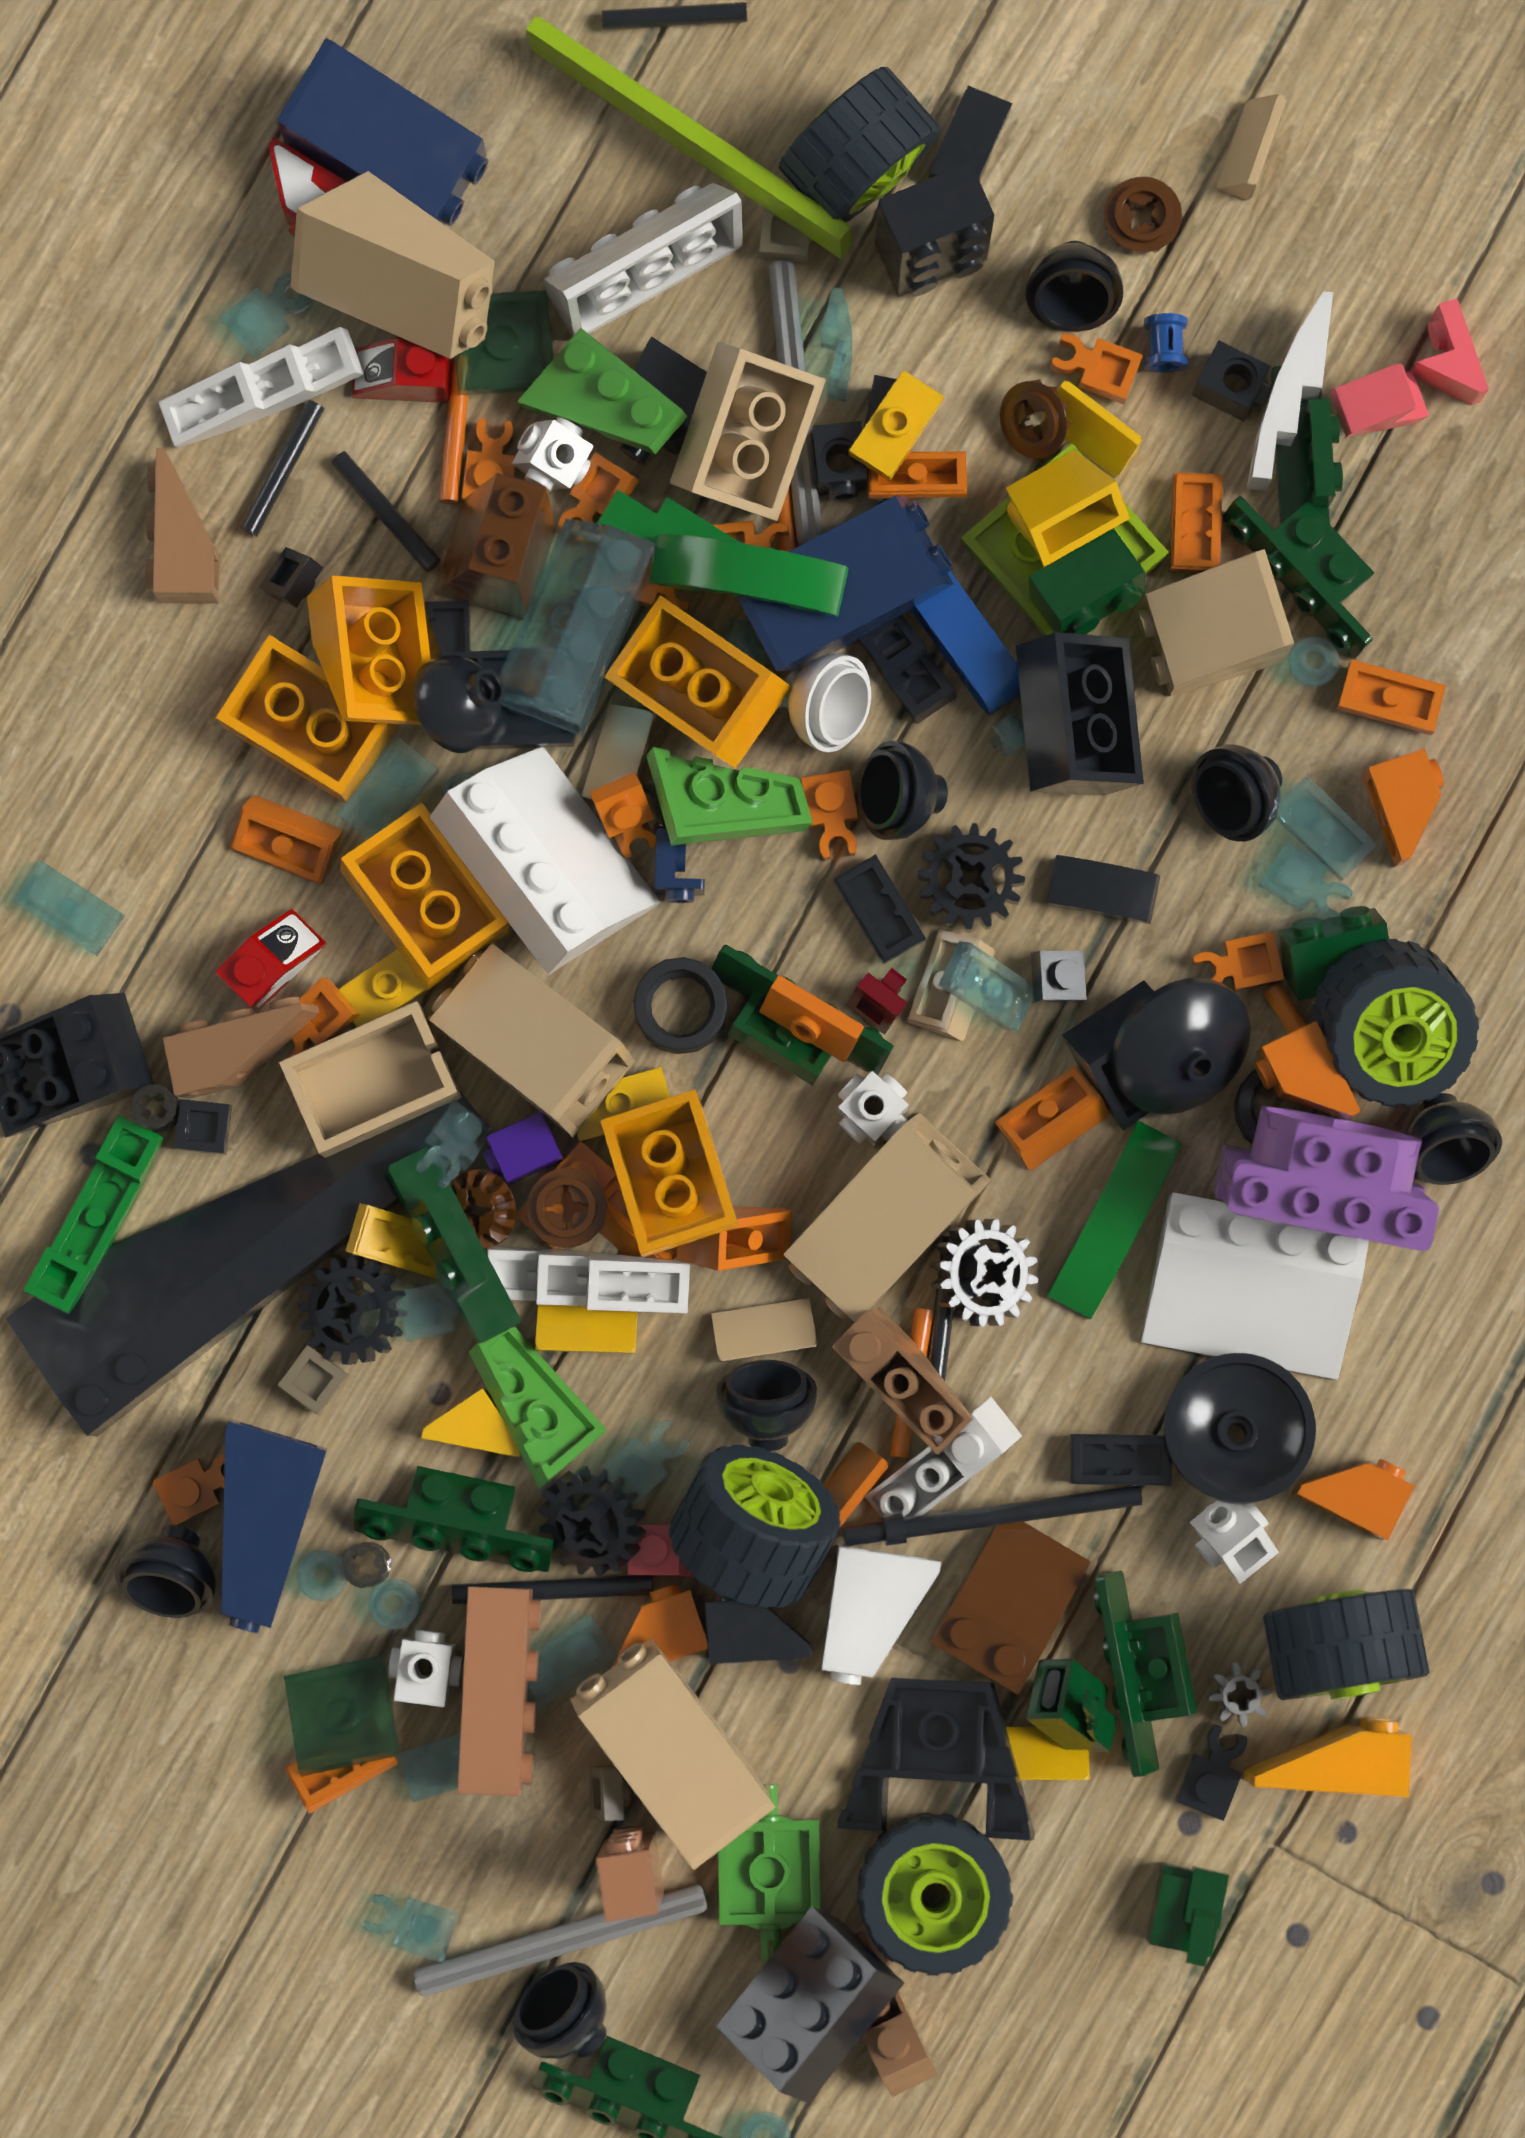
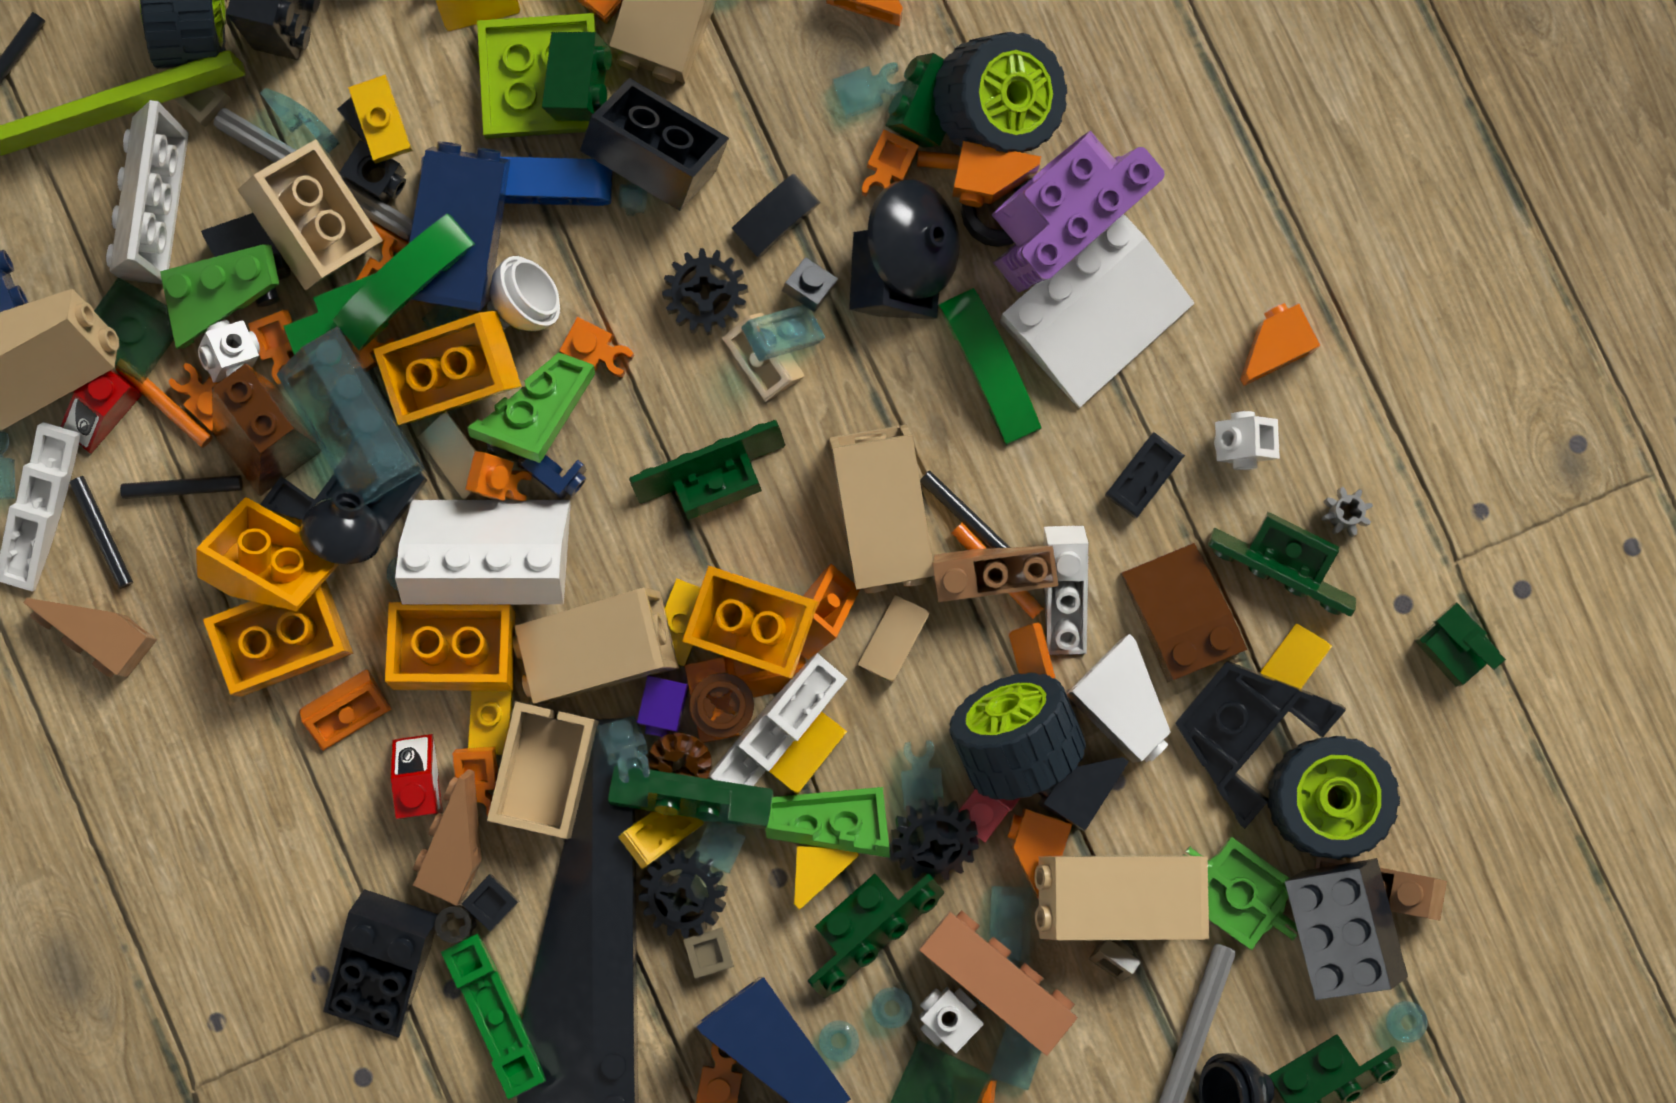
camera: 55 degrees left, 0 degrees up
(68, 908) = (280, 884): clear light blue plate -> none
(291, 577) = (177, 578): black plate -> none
(382, 1562) = (848, 1017): clear smoke bush -> none
(388, 790) = (363, 619): clear light blue plate -> none
(568, 1588) = (963, 889): black bar -> none
(630, 1874) = (1182, 981): nougat brick -> none
(672, 969) = (639, 507): black tyre -> none
(766, 1401) = (941, 670): black piece -> none
(811, 1019) = (719, 458): orange plate -> none
(862, 1125) = (805, 478): white brick -> none
(879, 909) = (681, 365): black plate -> none
(879, 1000) = (739, 408): dark red tile -> none
(896, 1529) = (1084, 647): black bar -> none
(899, 791) = (615, 294): black piece -> none
(908, 668) = (541, 231): black slope -> none
(923, 476) = (426, 128): orange slope -> none
(964, 1268) = (962, 471): gear -> none
(1021, 404) = (428, 38): reddish brown gear -> none
(1053, 1118) = (896, 356): orange slope -> none
(1065, 506) = (515, 51): yellow torso -> none
(1070, 1706) = (1278, 622): dark green piece -> none
(1209, 1781) = (1387, 572): black plate -> none
(1236, 791) = (778, 85): black piece -> none
(1262, 1402) = (1184, 359): black dish -> none
(1324, 828) = (842, 50): clear light blue plate -> none
(1346, 1644) = (1368, 419): black wheel -> none
(1346, 1760) = (1437, 476): light orange slope -> none
(1455, 1139) = (1103, 110): black piece -> none

